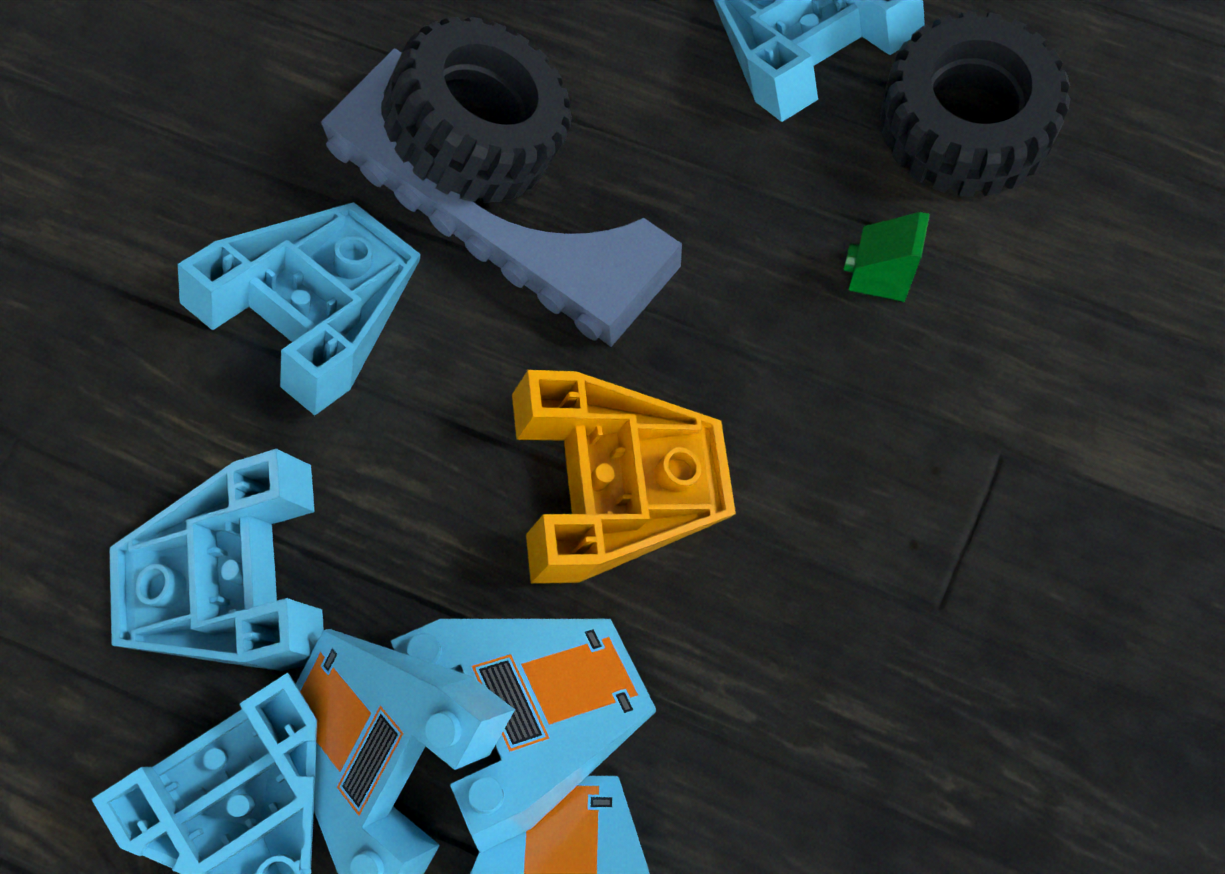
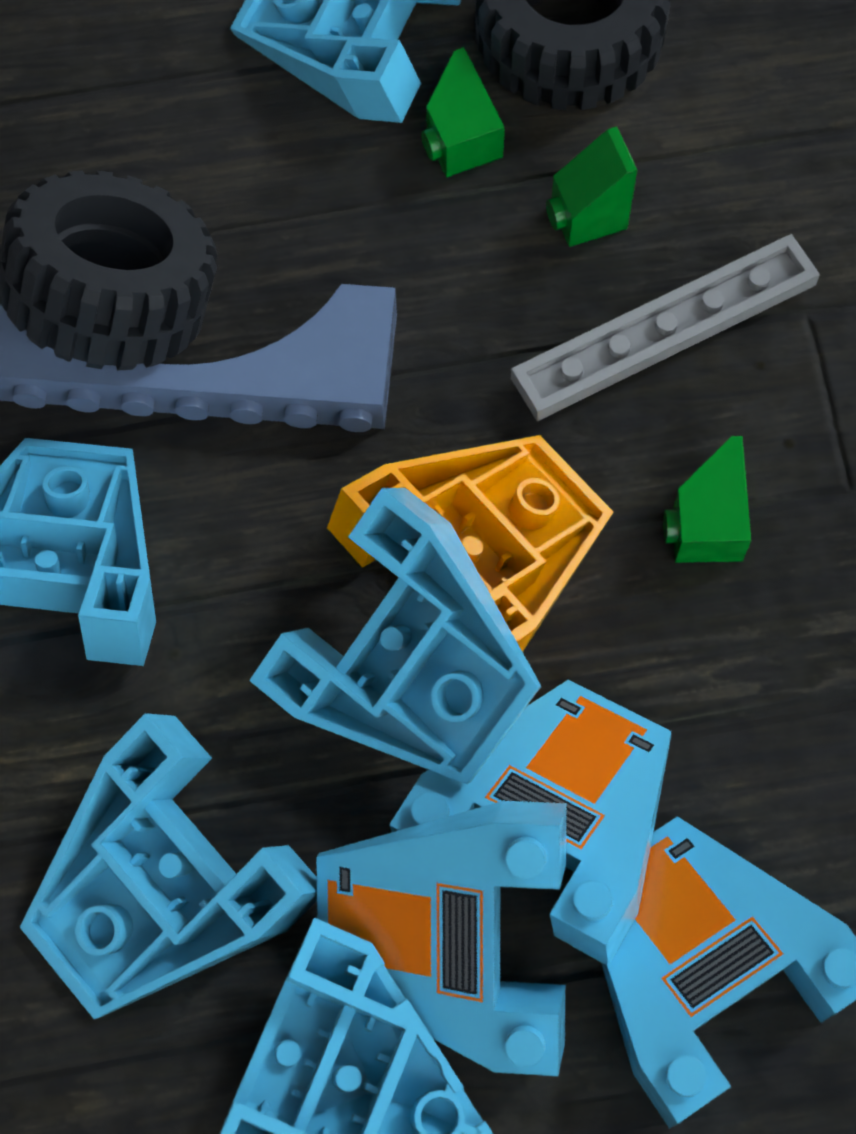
camera: 35 degrees left, 0 degrees up
(501, 541) = (431, 668): none -> medium azure wedge
(808, 557) = (712, 510): none -> green slope
(827, 144) = (462, 120): none -> green slope
(878, 394) = (663, 327): none -> light grey plate

